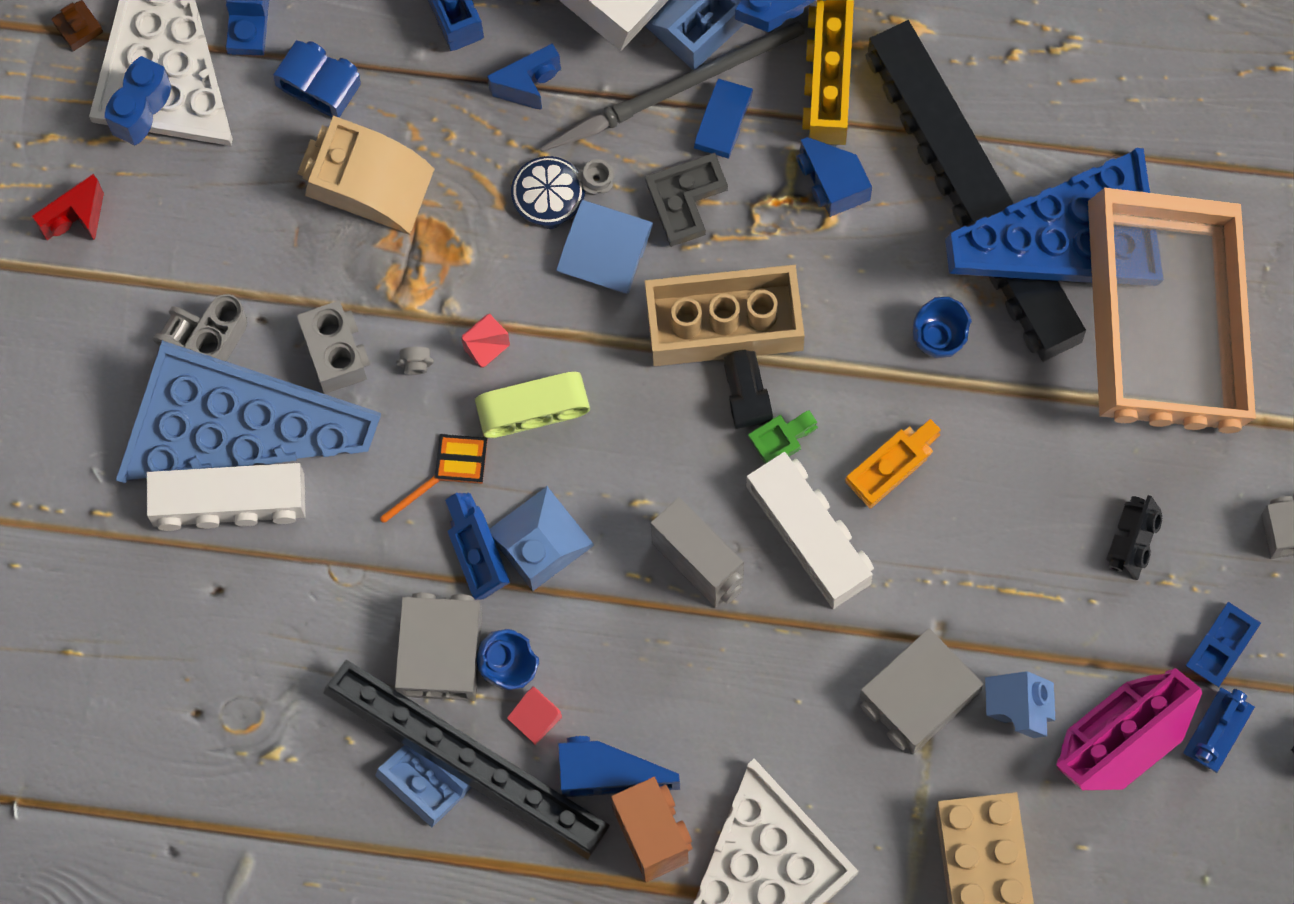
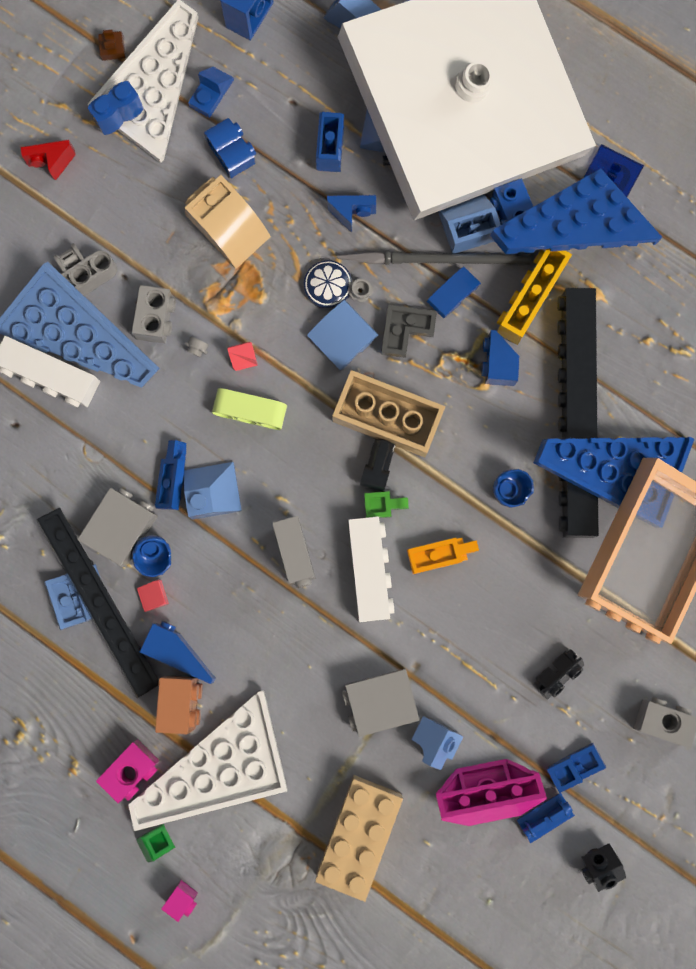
camera: 25 degrees right, 10 degrees up
(457, 460) = (191, 419): piece -> none

